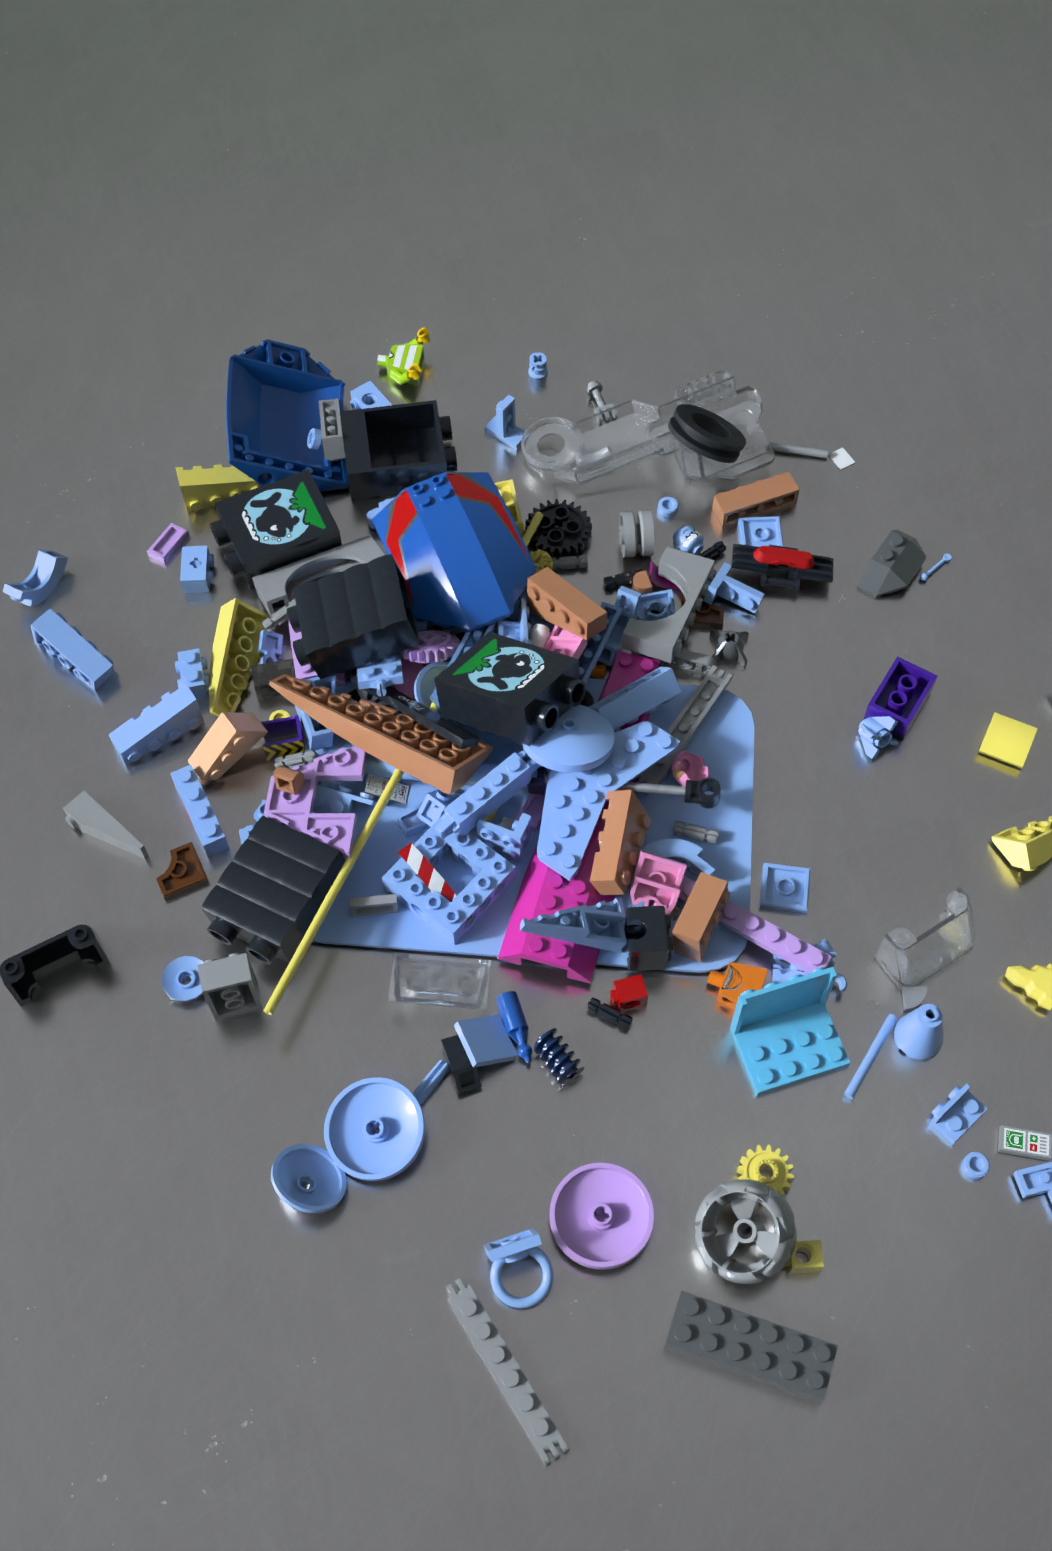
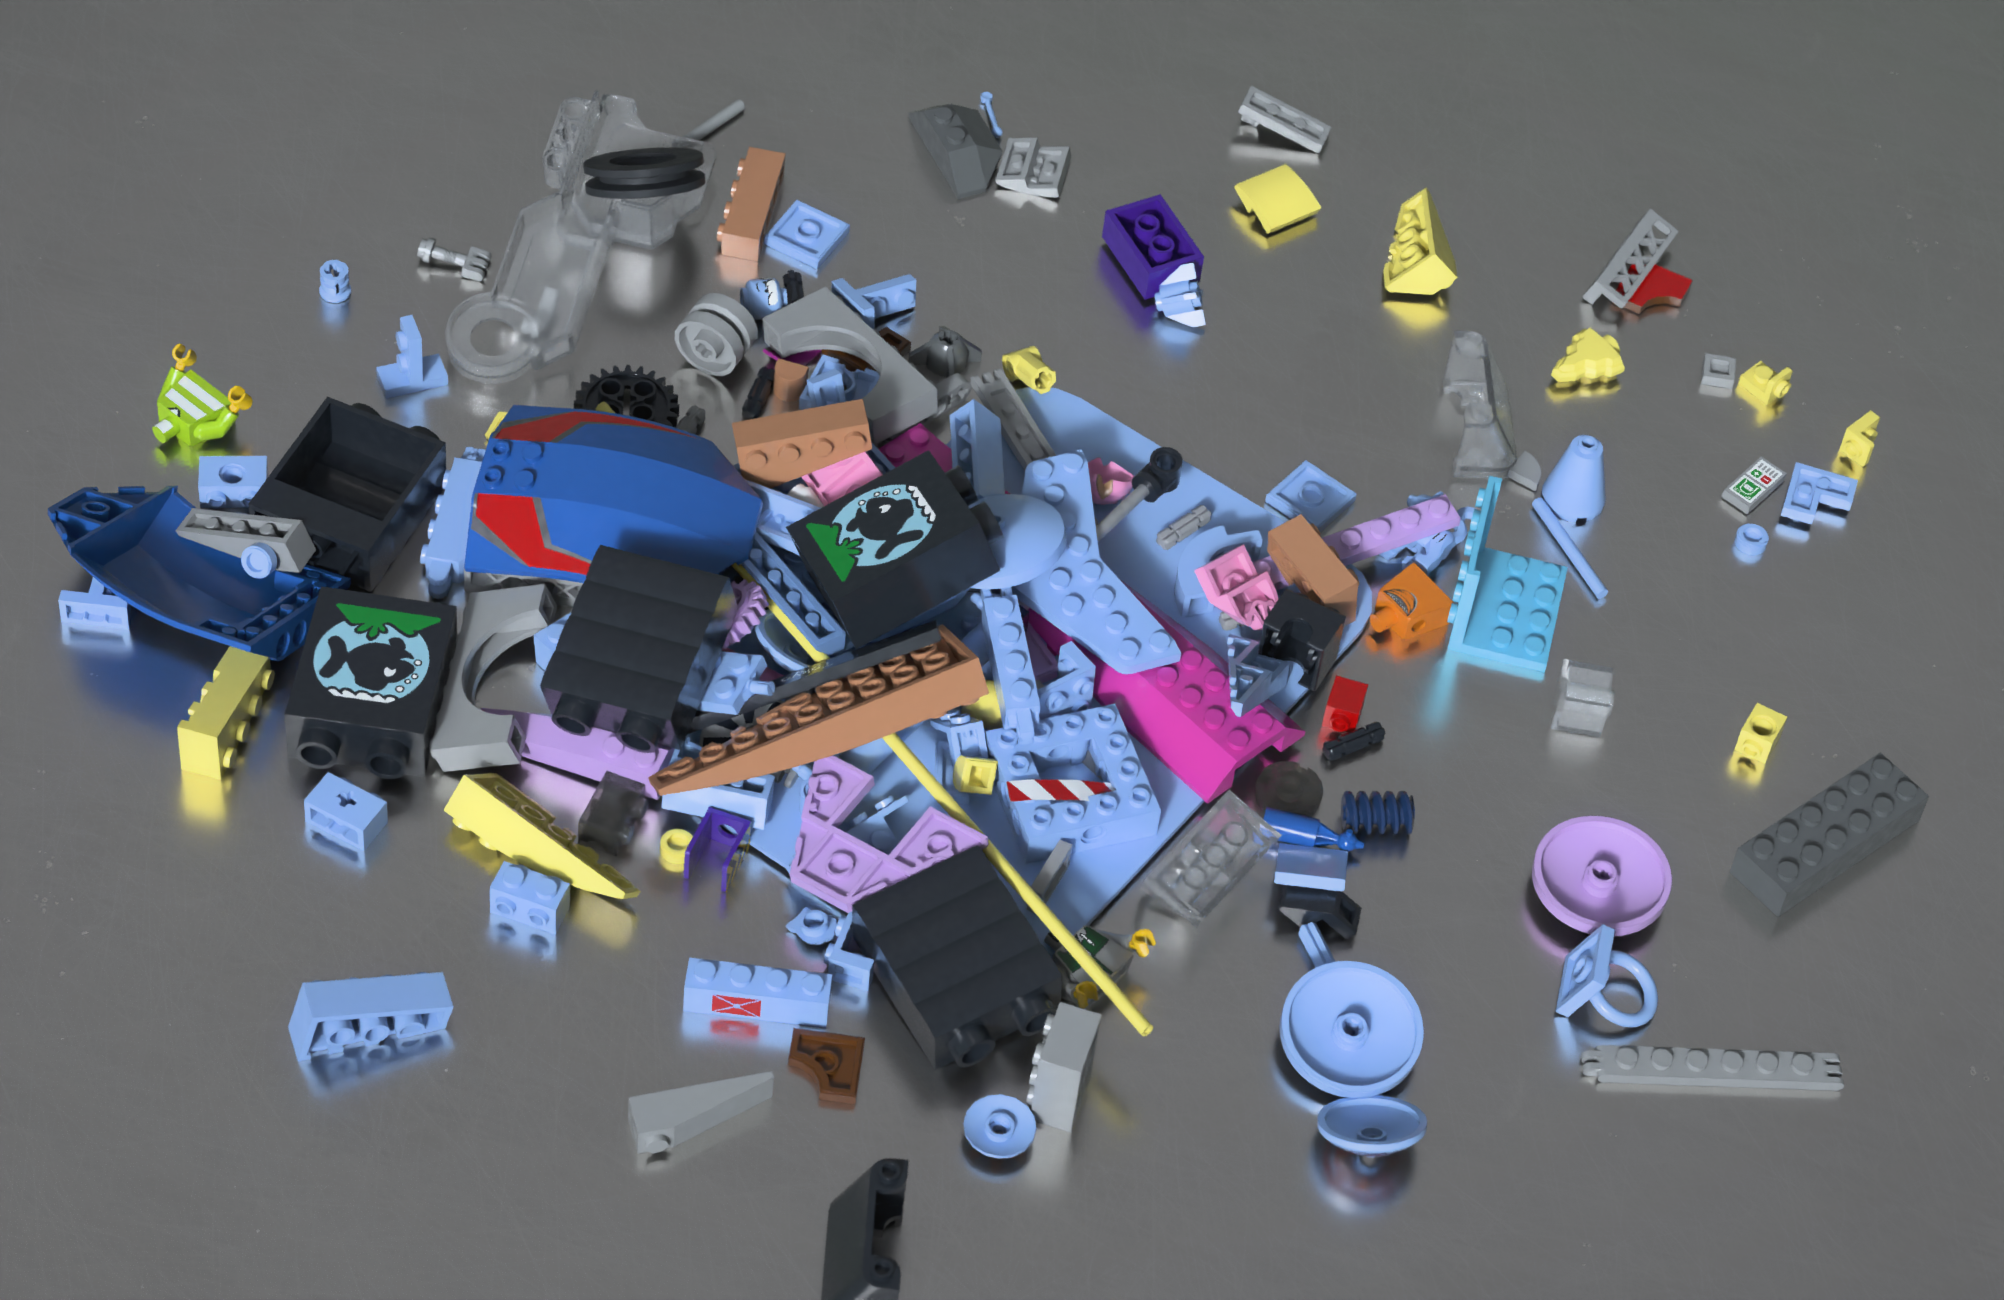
camera: 65 degrees left, 10 degrees down
(41, 581) = (201, 992): light blue arch -> none
(158, 725) = (584, 970): light blue wedge -> none
(168, 543) = (261, 825): lavender tile -> none
(226, 743) = (691, 906): light nougat wedge -> none
(270, 645) = (552, 795): light blue plate -> none
(278, 617) = (529, 746): light grey axle -> none
(288, 779) = (823, 850): nougat brick -> none
(296, 759) = (760, 855): light grey axle -> none
(330, 960) = (1108, 949): none -> torso
(376, 786) = (890, 780): white sticker -> none
(414, 826) = (974, 774): none -> light yellow brick
(544, 999) = (1289, 788): none -> clear smoke tile
(619, 842) = (1166, 587): nougat wedge -> none
(668, 507) = (684, 291): light blue tile -> none
(717, 1249) = (1708, 794): light grey wheel -> none
(740, 1127) = (1582, 698): none -> clear head
(749, 689) = (1029, 368): none -> light yellow piece
(767, 1161) = (1646, 712): light yellow gear -> none
(798, 563) = (889, 224): black piece -> none
(841, 458) = (756, 97): white sticker -> none
(913, 608) = (1033, 168): none -> light grey slope
(958, 1114) = (1686, 517): light blue bracket -> none

